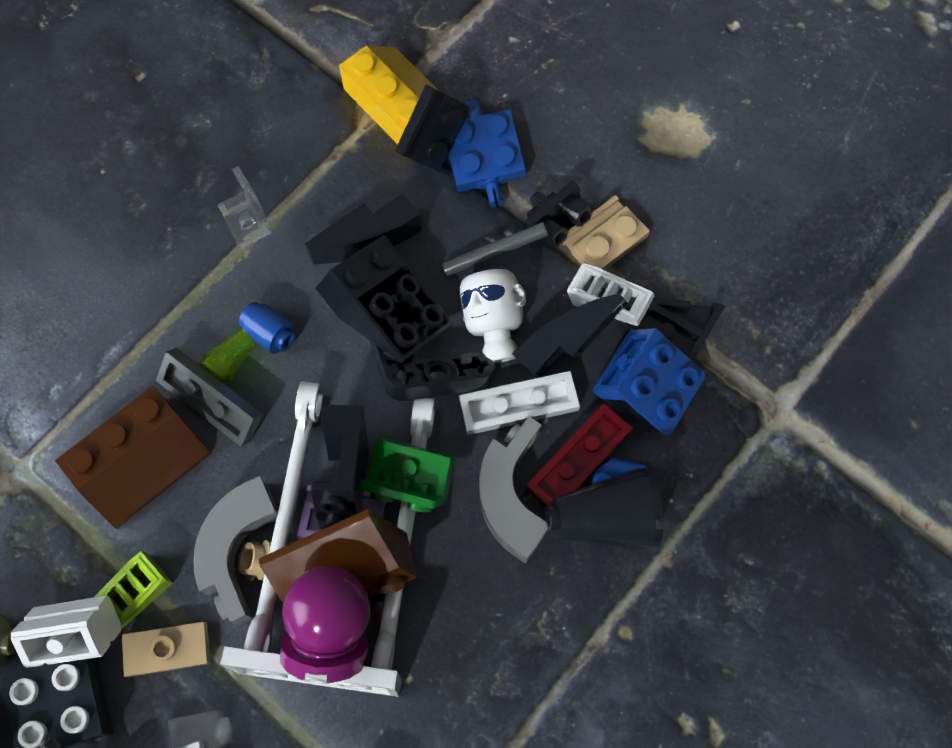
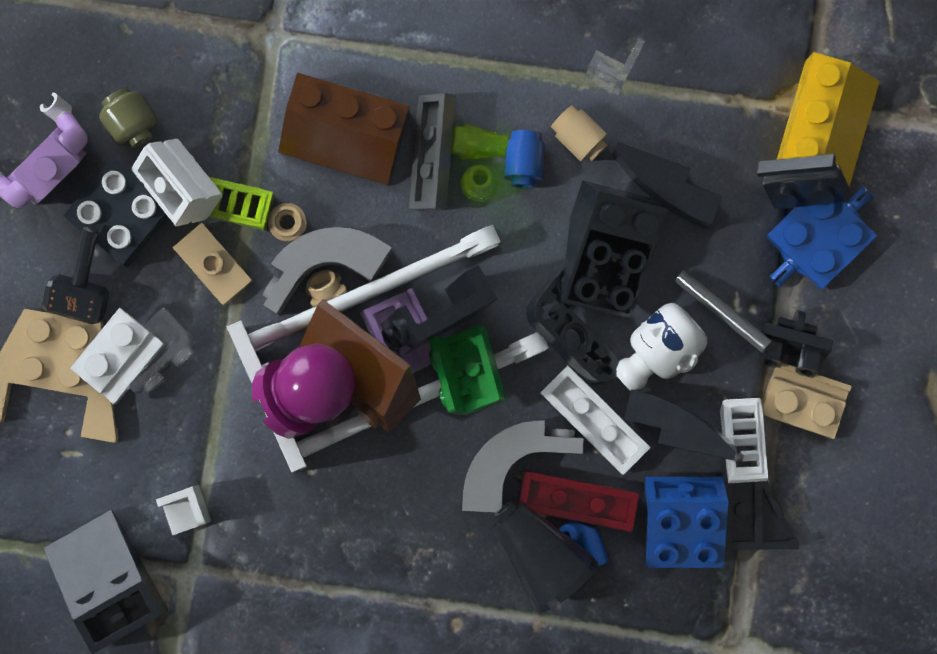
camera: 55 degrees right, 15 degrees up
(166, 555) = (279, 213): none -> tan plate
(259, 373) = (477, 192): none -> clear neon green cone
(278, 273) = (579, 134): none -> tan brick

